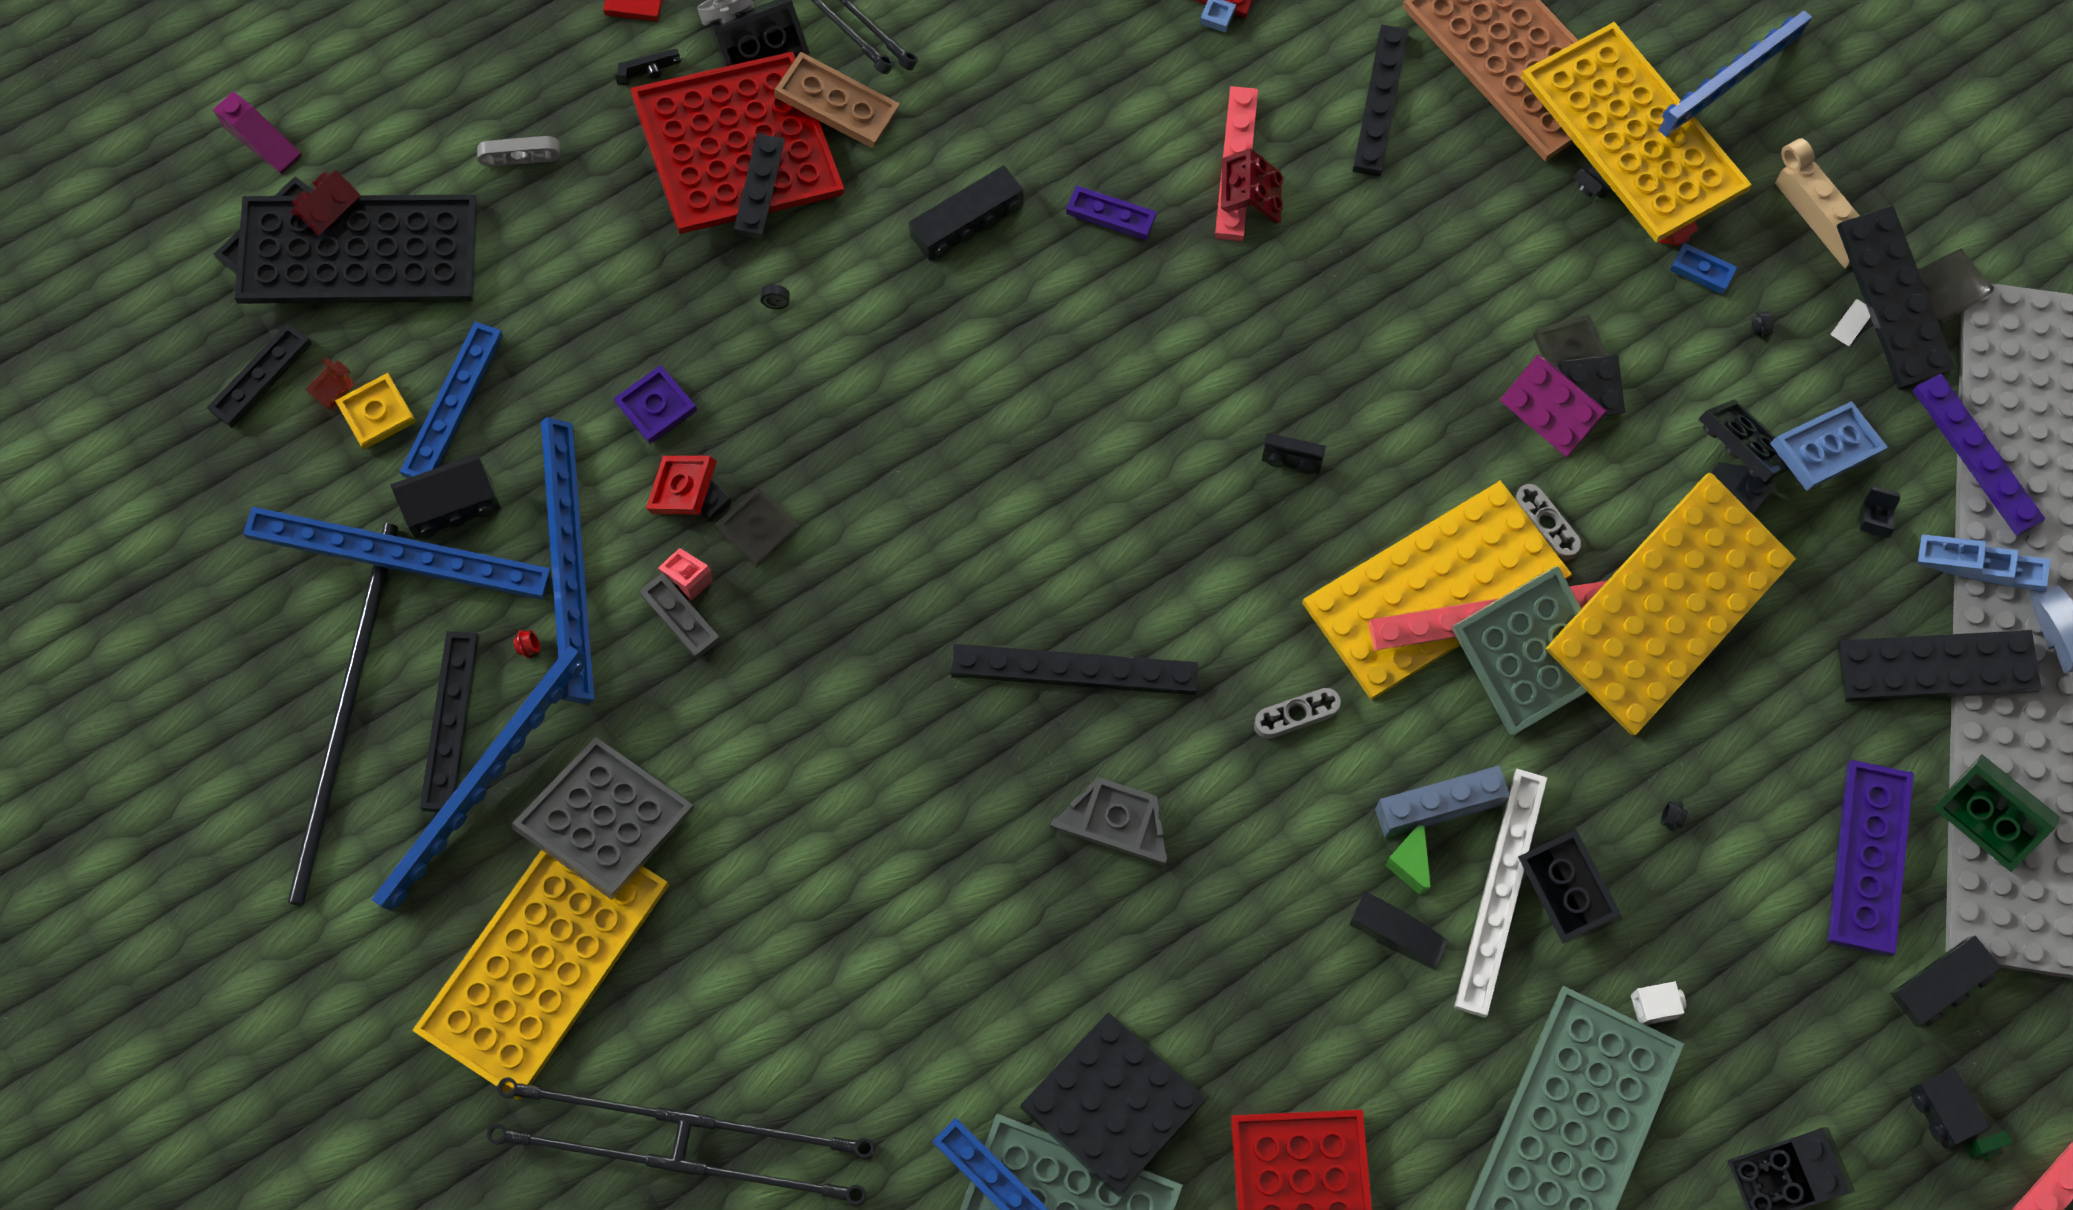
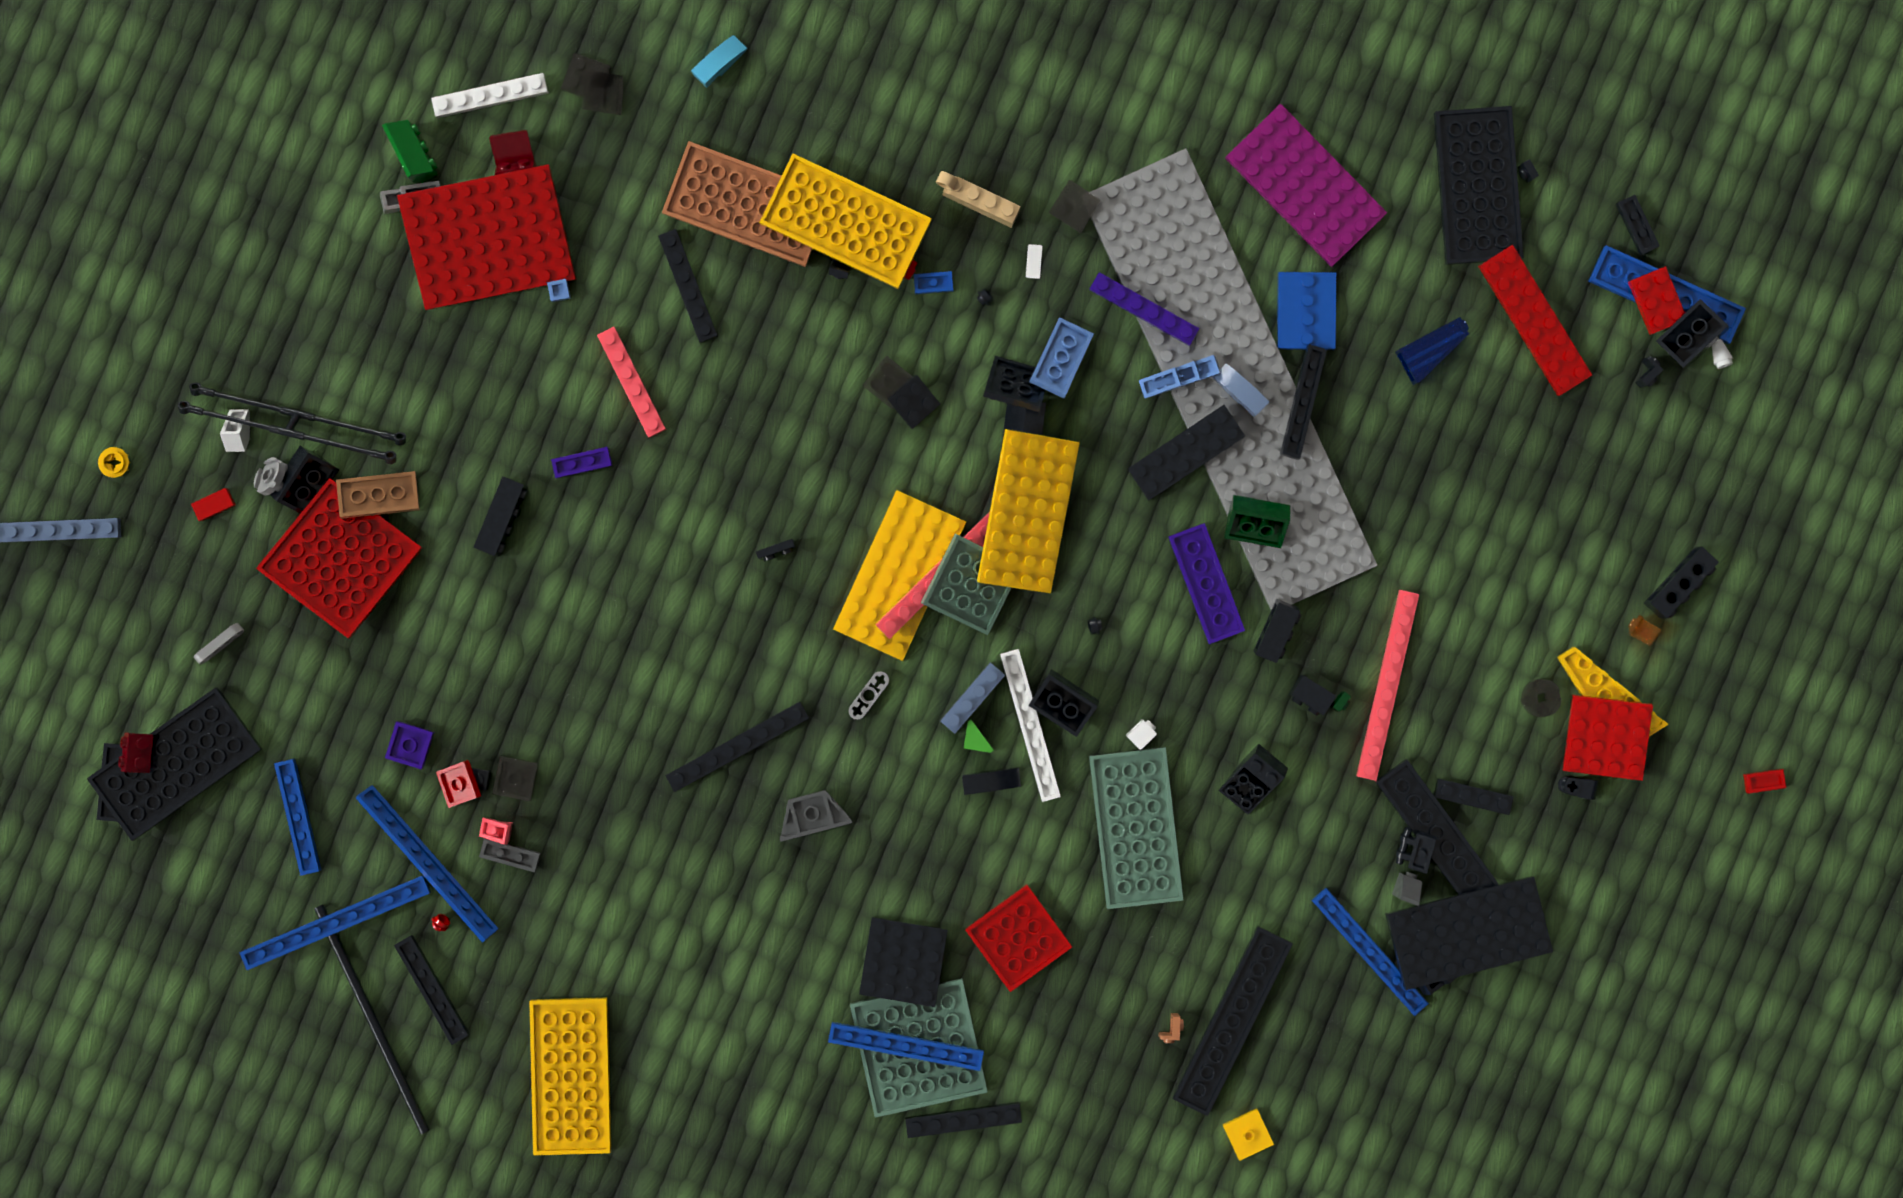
camera: 30 degrees left, 20 degrees up
(256, 132) = (60, 730): magenta slope -> none
(259, 375) = (179, 870): black plate -> none
(331, 383) = (223, 851): clear red bracket -> none
(375, 411) = (259, 849): yellow plate -> none
(446, 496) = (338, 875): black slope -> none
(474, 786) = (473, 1003): blue plate -> none
(603, 817) = (549, 989): dark grey plate -> none
(650, 64) = (252, 538): black piece -> none
(677, 1161) = (700, 1108): black bar -> none
(759, 186) = (374, 581): black plate -> none
(775, 296) = (429, 638): black tile -> none
(1251, 181) = (651, 396): dark red bracket -> none
(1553, 405) = (899, 427): magenta plate -> none
(1567, 533) = (938, 505): light grey beam -> none
(1730, 76) = (878, 152): blue plate -> none
(1879, 511) = (1109, 378): black bracket -> none
(1895, 296) = (1048, 237): black plate -> none

